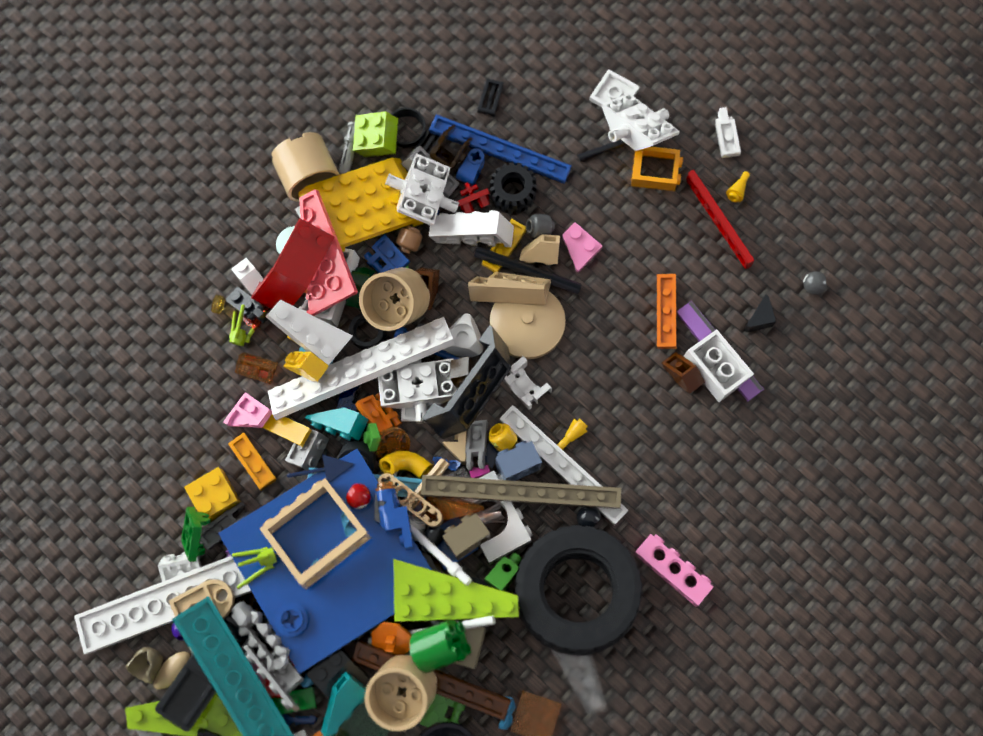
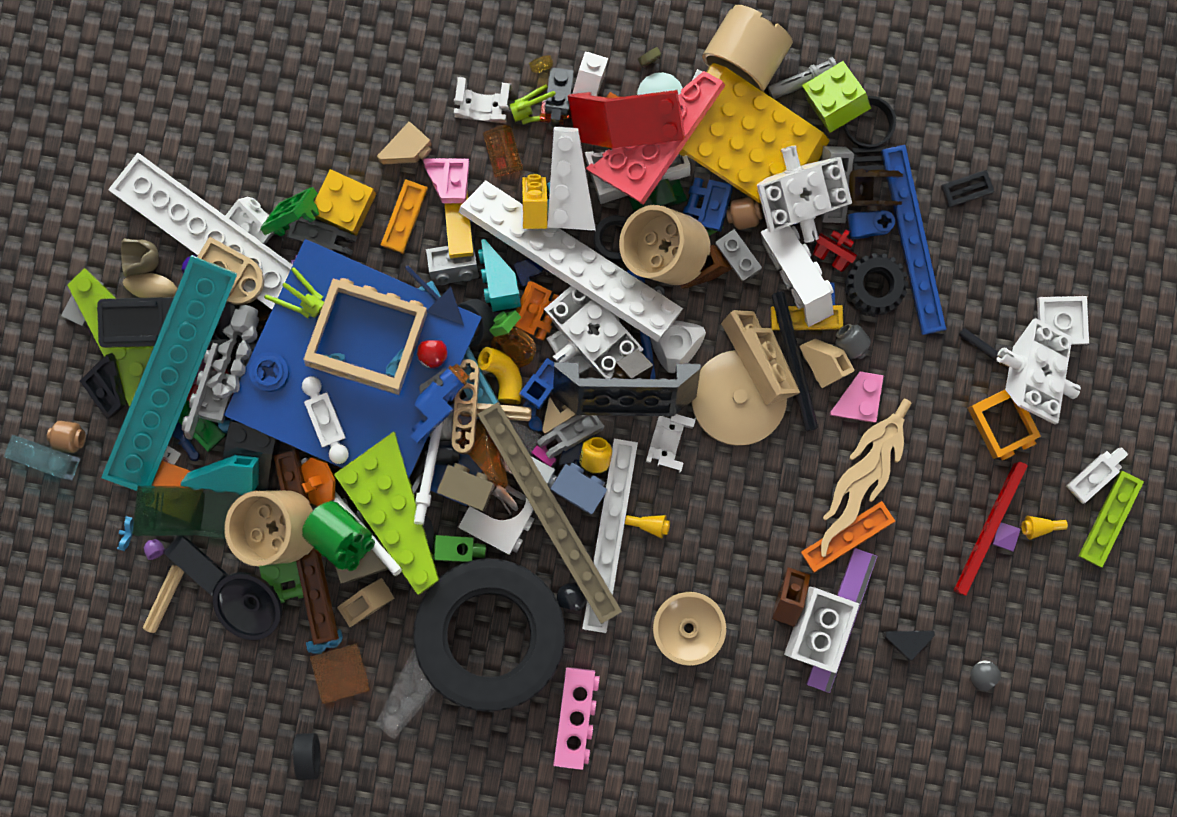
camera: 50 degrees right, 10 degrees up
(207, 427) = (406, 147): none -> tan slope
(217, 362) = (481, 105): none -> white piece
(265, 233) = (649, 57): none -> olive tile
(352, 602) = (325, 420): none -> white plate
(430, 442) = (540, 385): none -> blue brick
(434, 259) = (738, 255): none -> light grey bracket
(498, 664) = (365, 602): none -> tan slope
(631, 264) = (872, 467): none -> tan piece
(664, 438) = (707, 631): none -> tan dish
(732, 213) = (1006, 537): none -> medium lavender slope
(761, 144) = (1111, 519): none -> lime plate

